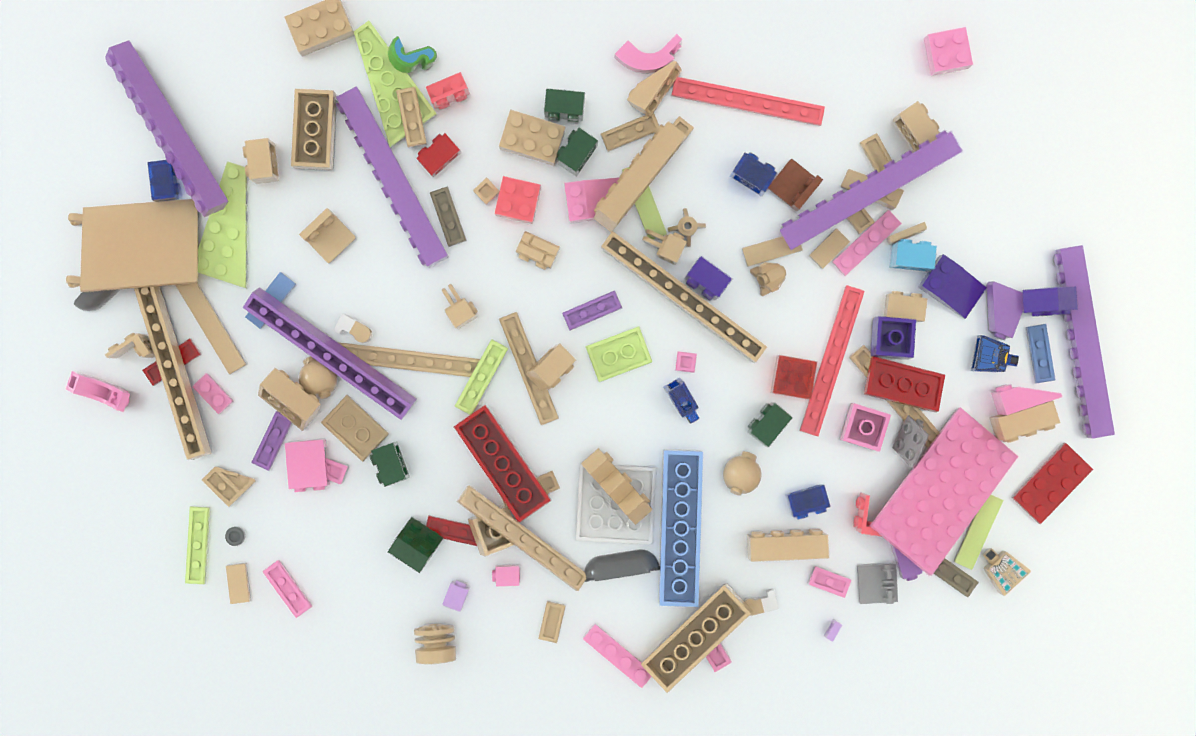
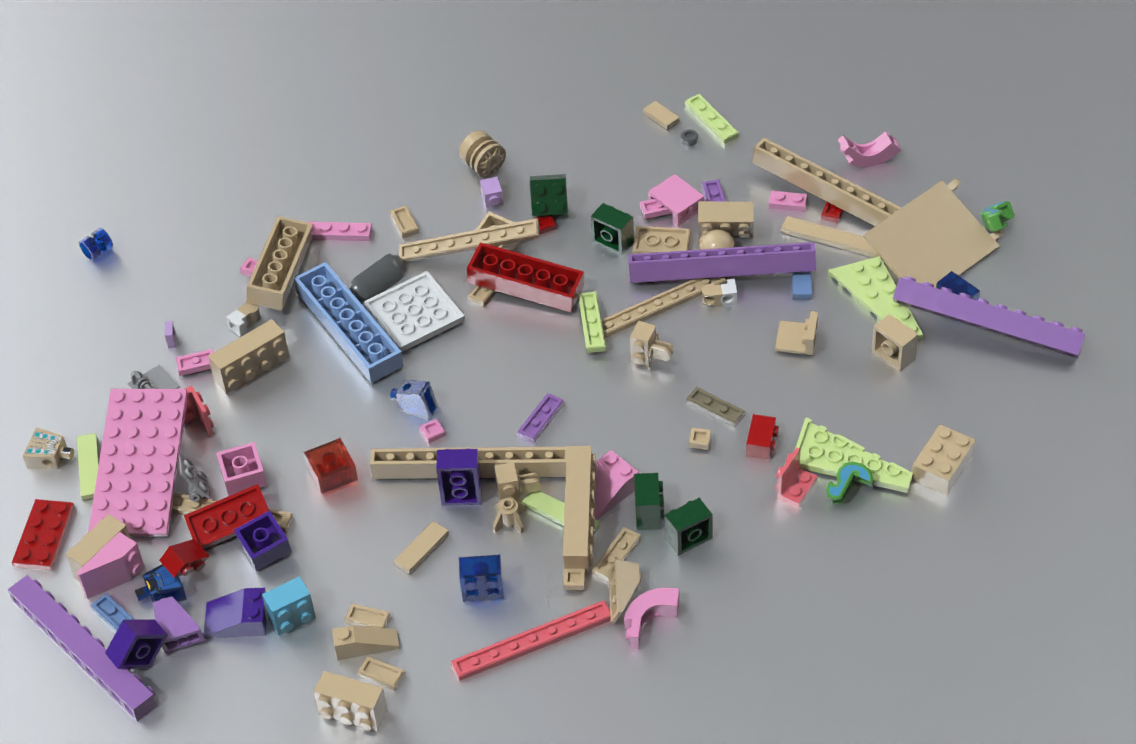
camera: 145 degrees right, 40 degrees down
(66, 234) = (996, 215): none -> bright green animal
(140, 343) = (872, 182): tan bracket -> none
(227, 484) = (724, 158): tan wing -> none
(287, 588) = (622, 132): bright pink tile -> none
(313, 129) = (876, 388): tan brick -> none
(392, 177) = (784, 400): medium lavender brick -> none
(411, 117) = (807, 443): tan tile -> none
(506, 575) = (462, 222): bright pink brick -> none
(517, 200) = (667, 445): coral brick -> none
(525, 361) = (559, 353): tan tile -> none
(532, 137) = (701, 482): tan brick -> none
(538, 250) = (621, 425): tan brick -> none
(550, 367) = (540, 350): tan brick -> none
(617, 486) = (421, 312): tan brick -> none
(619, 354) = (493, 403): yellowish green tile -> none
(742, 474) = (324, 382): tan brick -> none
(769, 276) = (407, 522): tan brick -> none
(769, 424) = (326, 419): dark green brick -> none
(794, 184) = (437, 602): copper bracket -> none
(807, 501) = (254, 399): clear blue brick -> none
(829, 248) = (370, 578): tan tile -> none
(832, 360) = (306, 505): coral tile -> none
(866, 242) = (339, 601): bright pink plate -> none
(870, 190) = (362, 620): medium lavender brick -> none
(905, 306) = (268, 572): tan brick -> none
(912, 231) = (307, 626): tan tile -> none
(956, 577) = (84, 426): dark tan tile -> none
(965, 361) = (184, 558): none -> red brick

